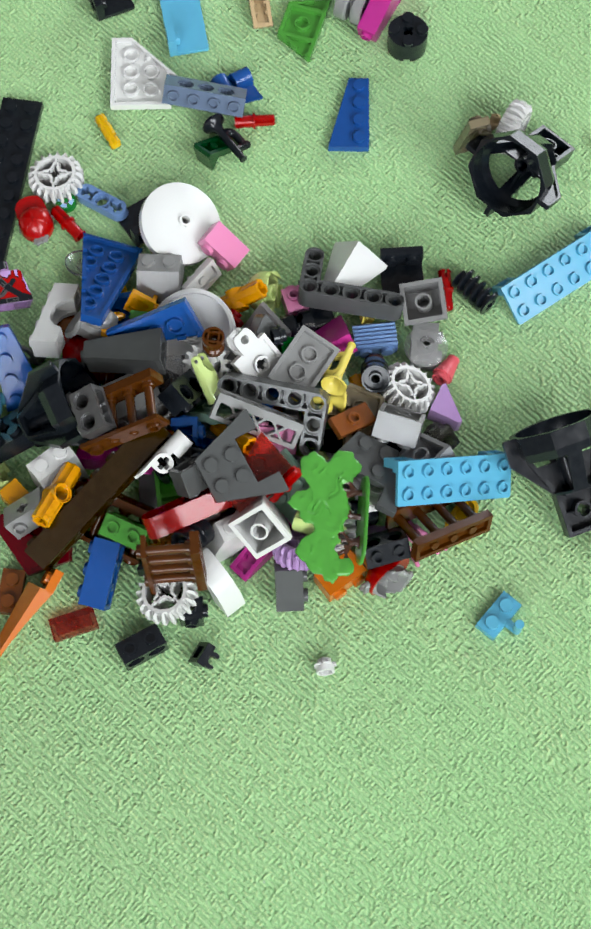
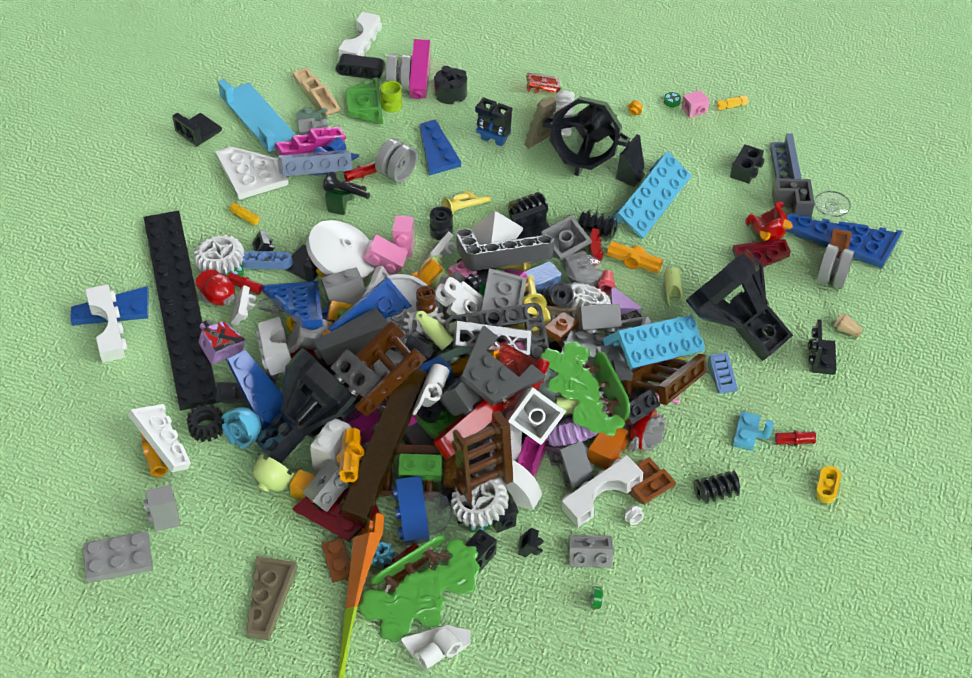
camera: 25 degrees left, 20 degrees down
(54, 246) = (242, 302): none -> white plate
(54, 612) = (383, 555): none -> medium azure gear
(61, 726) = (436, 644): none -> white panel
(67, 668) = (421, 592): none -> bright green plant
(106, 178) = (262, 242): none -> black tile
(127, 582) = (437, 502): none -> clear dish
(218, 61) = (308, 143): none -> dark pink slope
(227, 39) = (310, 123): none -> light grey plate
(235, 22) = (307, 112): none -> sand green plate
(238, 744) = (596, 597): none -> green tile
(254, 229) = (404, 233): none -> bright pink brick
(259, 688) = (590, 551): none -> light grey bracket
(275, 633) = (620, 476): none -> white arch
(279, 262) = (443, 246): none -> white plate
(293, 124) = (396, 160): none -> light grey wheel
(304, 225) = (440, 222): none -> black wheel
(327, 206) = (457, 202): none -> light yellow piece
(333, 30) = (391, 96): none -> lime wheel
(359, 632) = (654, 482): none -> dark orange slope
(409, 237) = (526, 203): none -> black piece
(423, 110) = (492, 122): none -> black hips
(426, 673) = (717, 486): none -> black piece
(456, 318) = (595, 246): none -> red slope
(494, 349) = (635, 257): none -> light orange piece
(514, 70) = (543, 82): none -> clear red plate
(515, 518) = (722, 361): none -> medium blue slope
(517, 402) = (673, 284): none -> yellowish green piece
(544, 647) = (795, 438): none -> red axle
(547, 718) = (828, 486): none -> yellow plate
(553, 223) = (631, 163): none -> black slope

